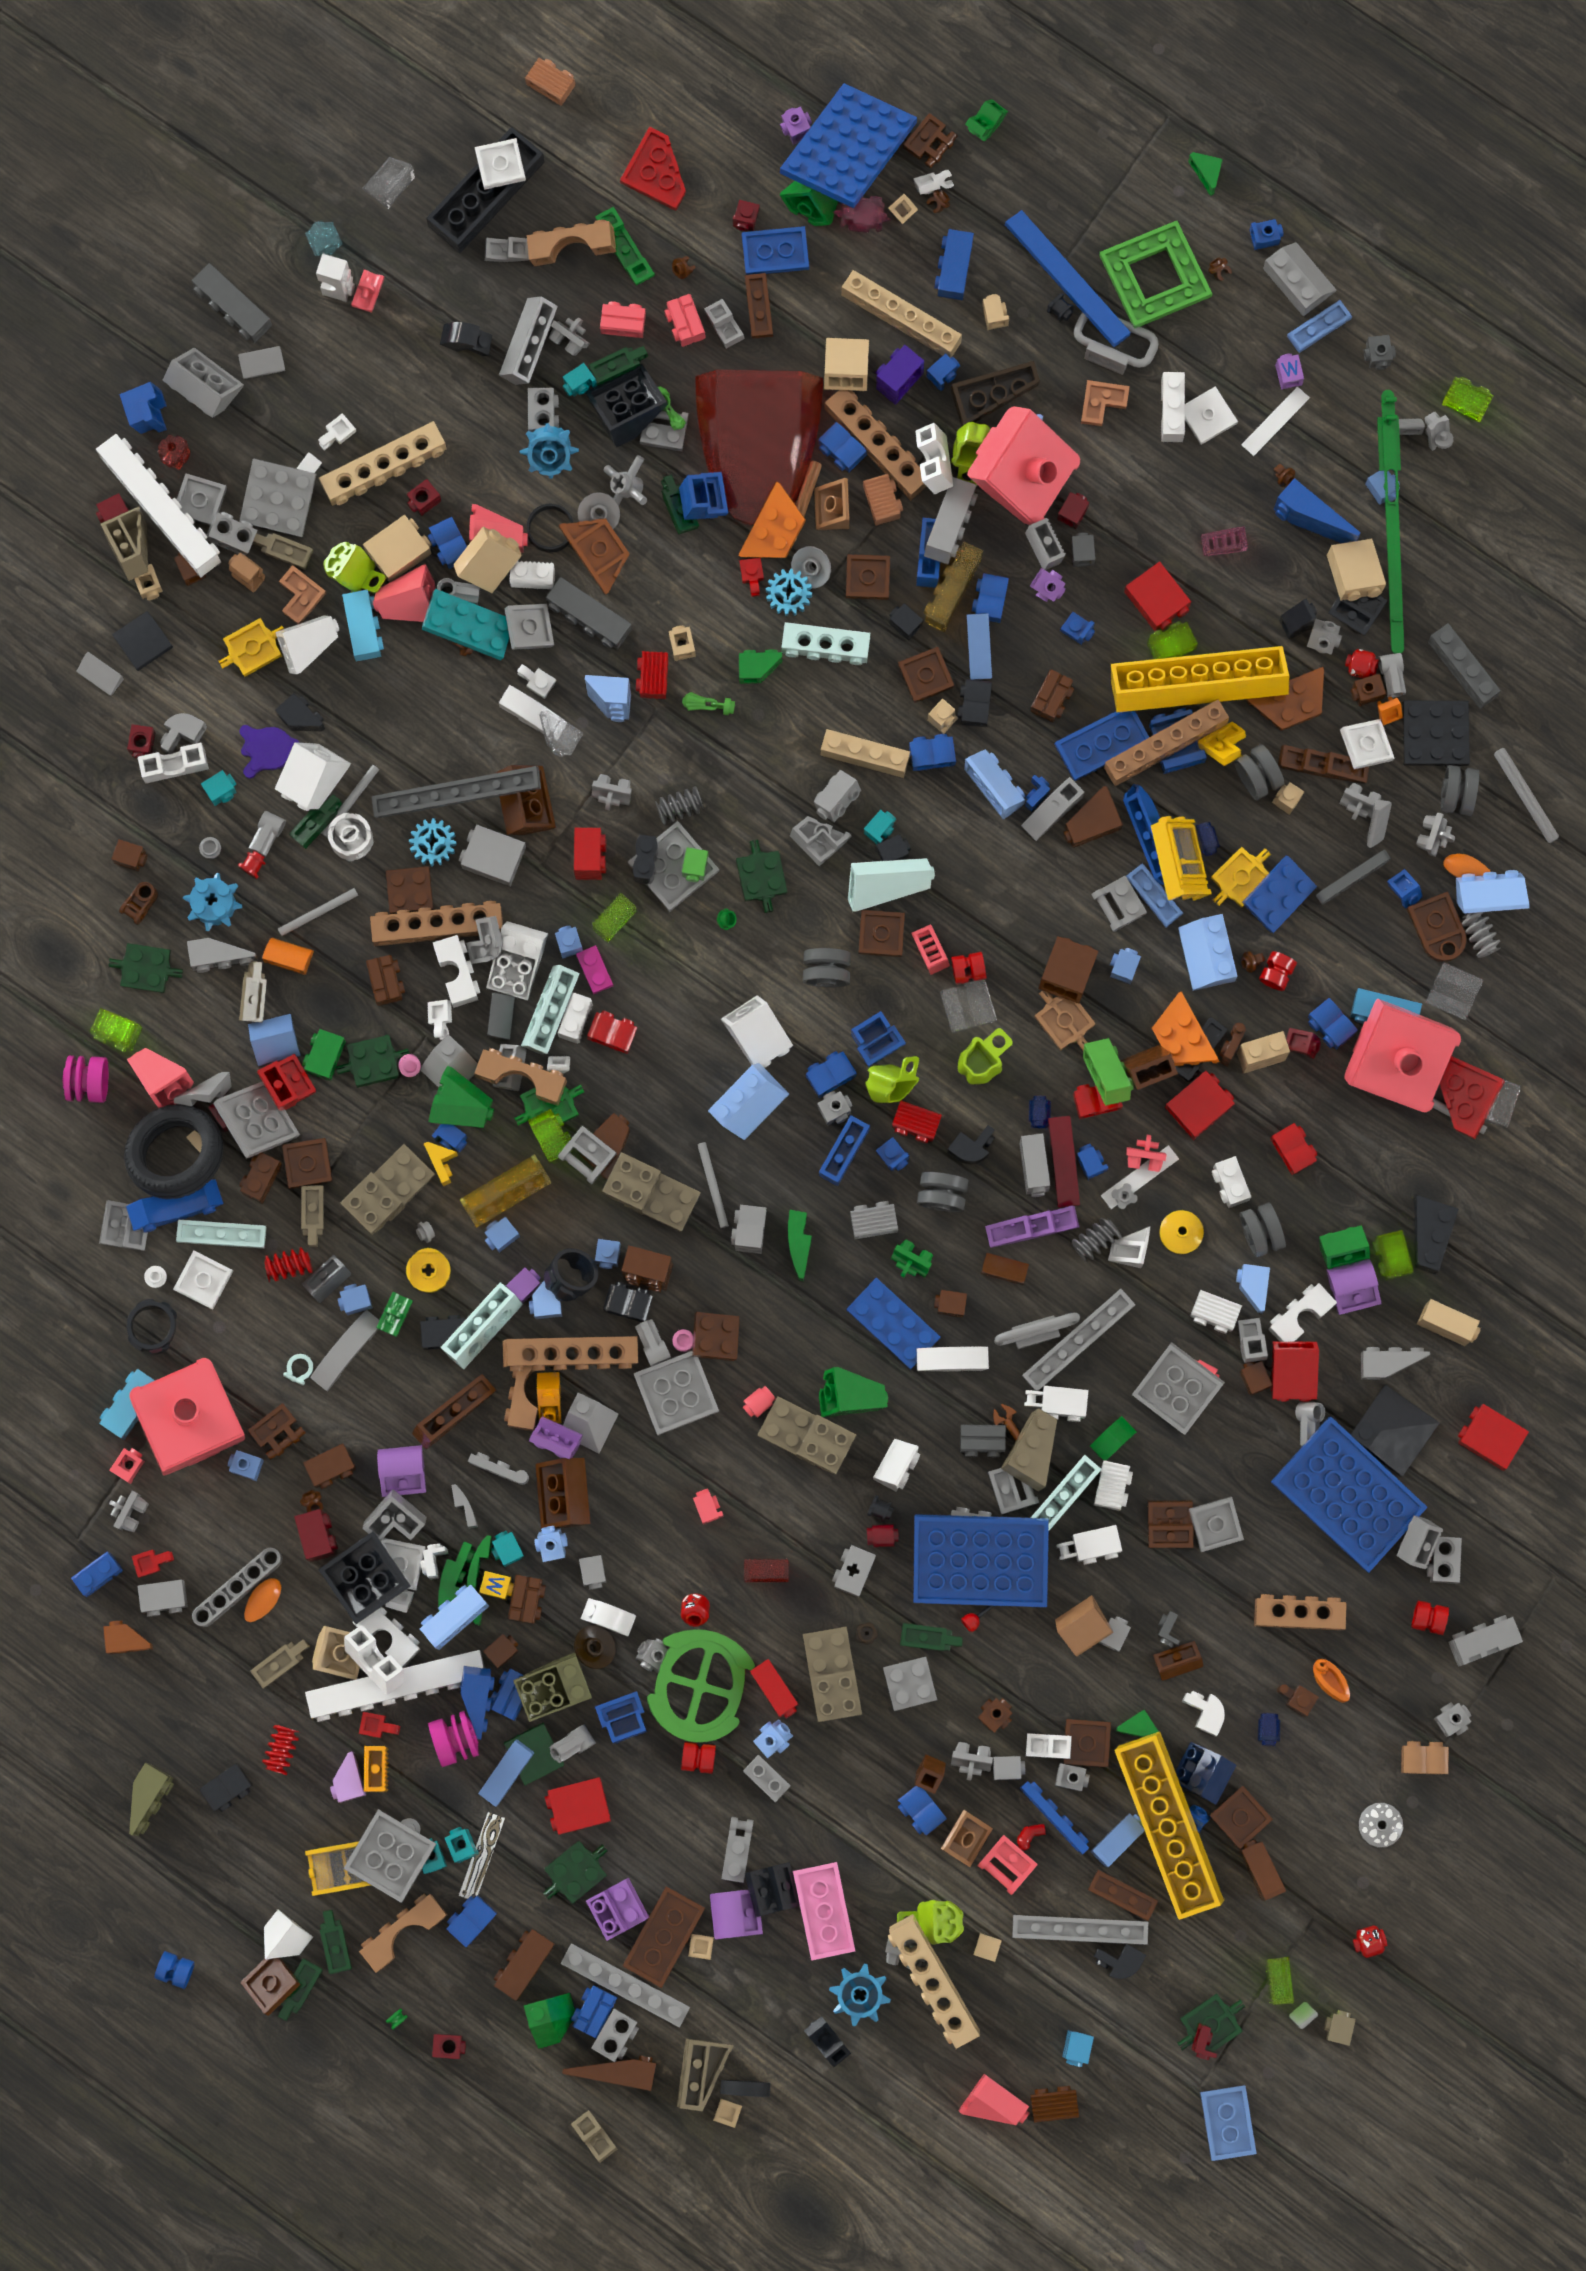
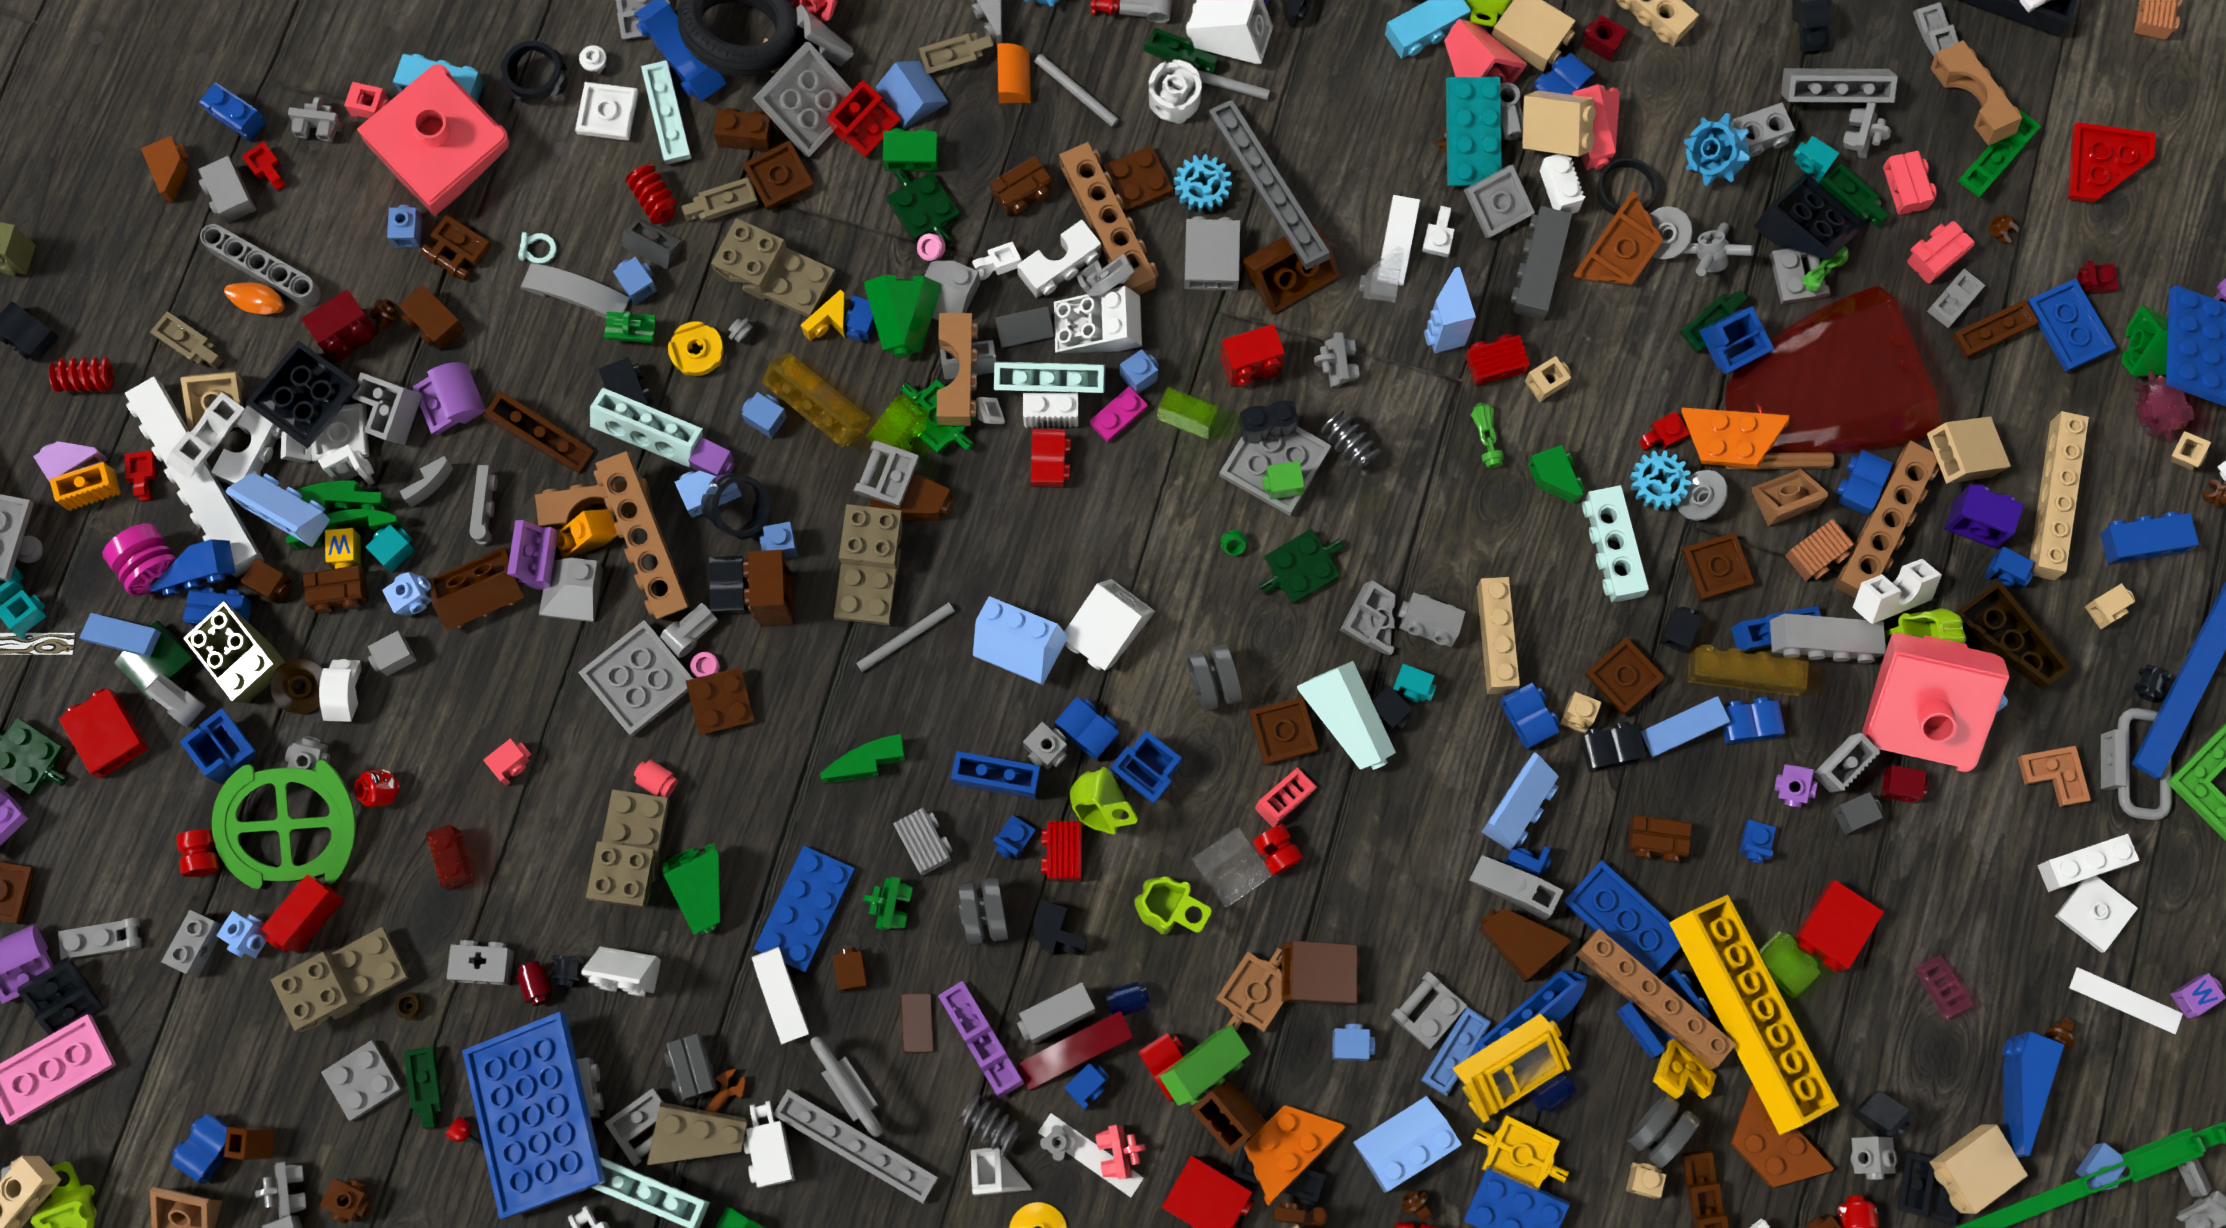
camera: 70 degrees right, 5 degrees down
(750, 1229) = (863, 697): light grey brick -> none

